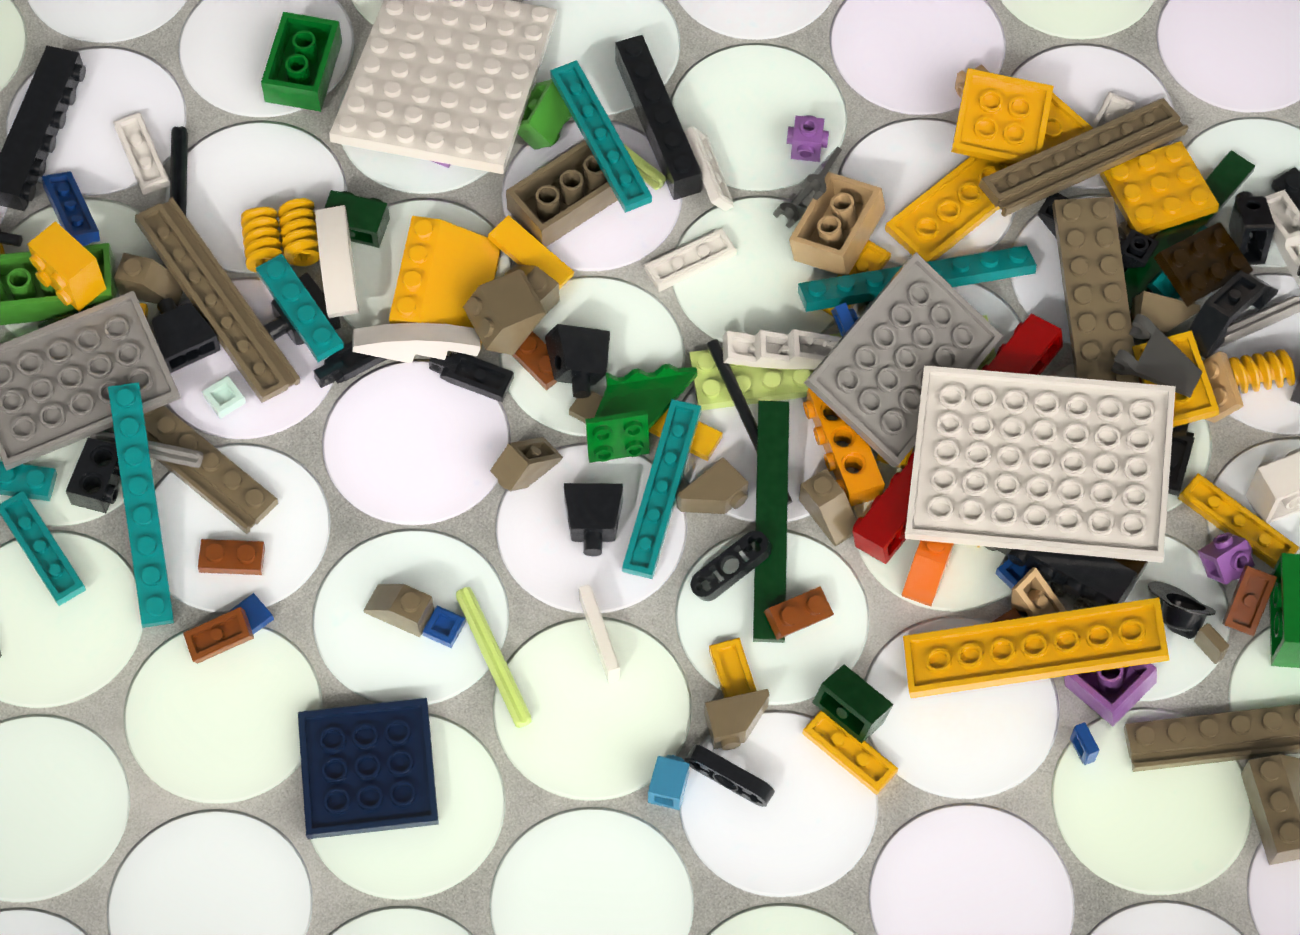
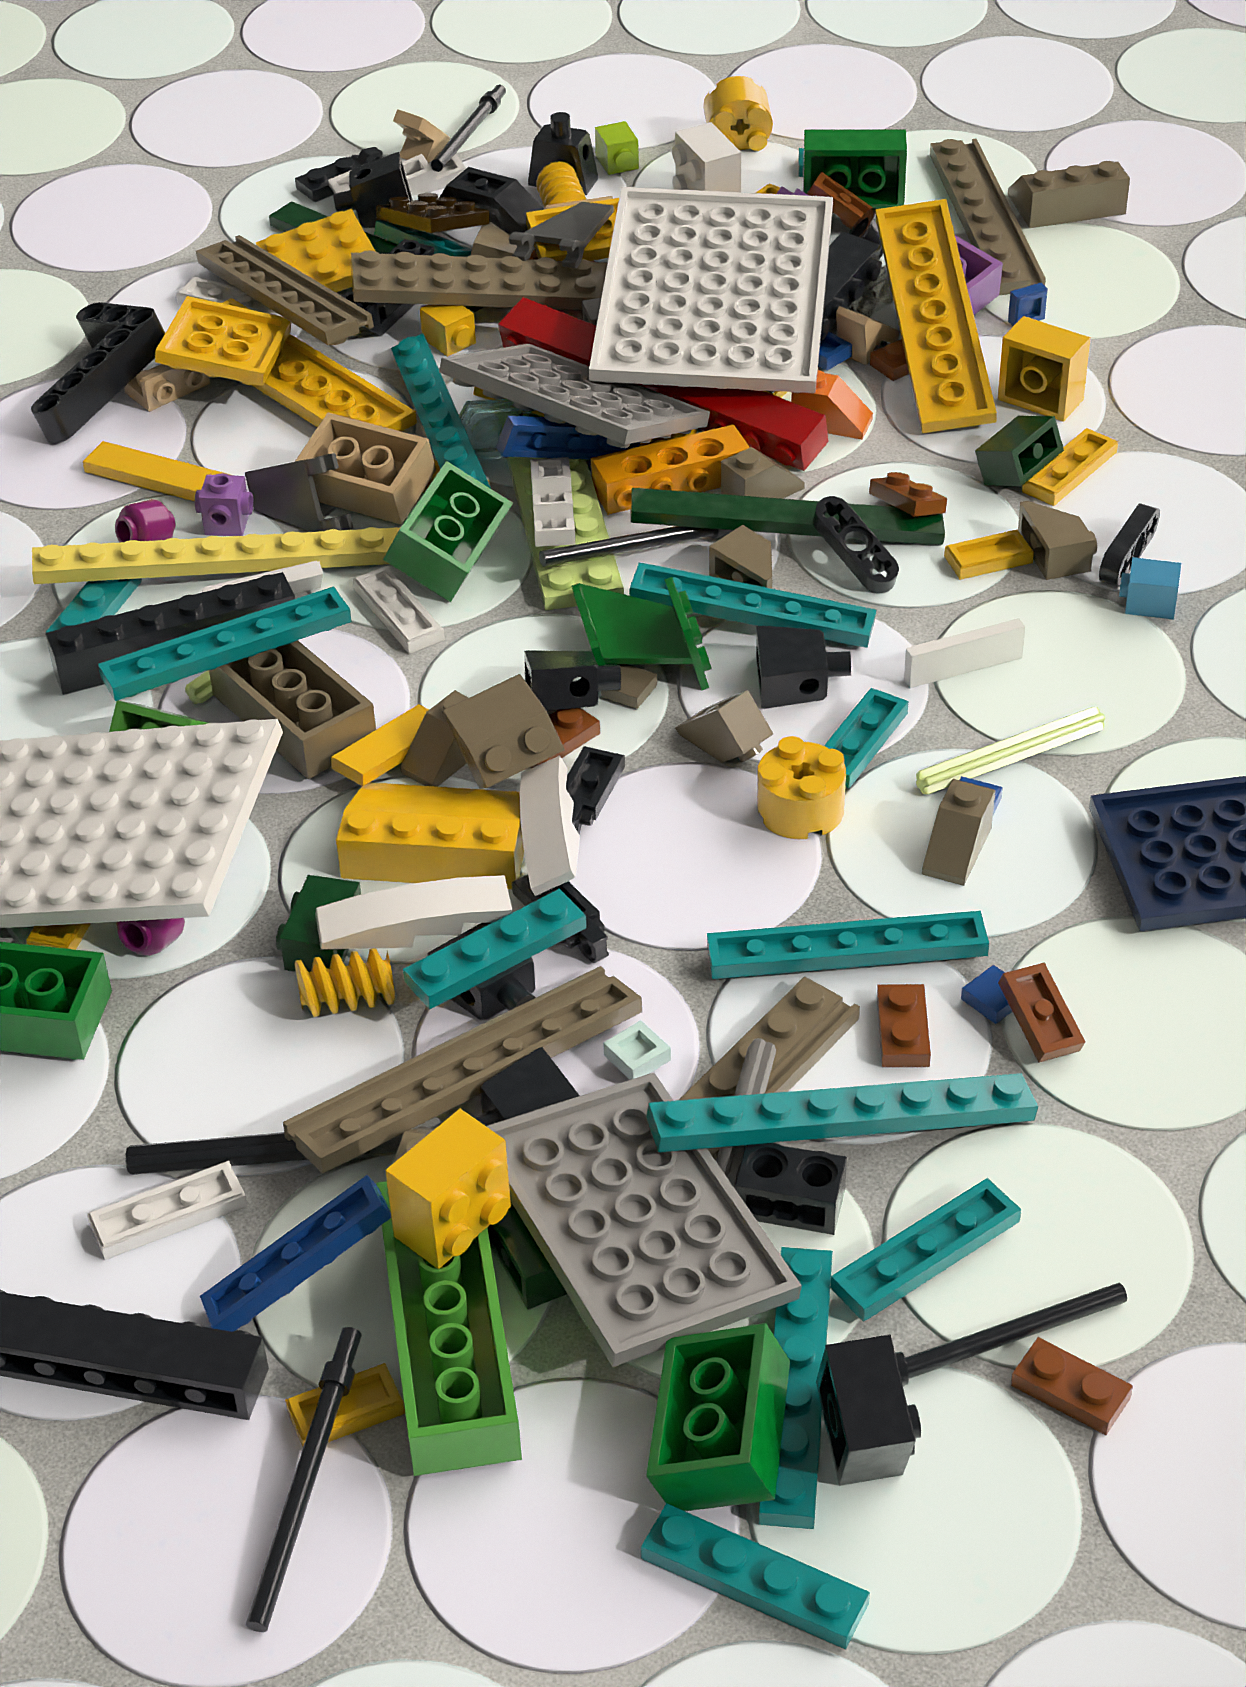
camera: 90 degrees left, 20 degrees down
(260, 236) = (354, 1024): yellow piece -> none
(302, 528) = (847, 944): none -> teal plate
(451, 506) = (801, 788): none -> yellow brick
(512, 553) = (867, 730): none -> teal plate
(705, 70) = (96, 601): none -> teal plate
(748, 151) = (209, 555): none -> light yellow plate
(749, 279) = (447, 531): none -> green brick
(786, 91) = (145, 522): none -> magenta head
(864, 97) = (146, 470): none -> yellow tile
(961, 733) = (1043, 368): none -> yellow brick
(985, 48) = (121, 345): none -> black beam
(1047, 286) = (448, 327): none -> yellow brick

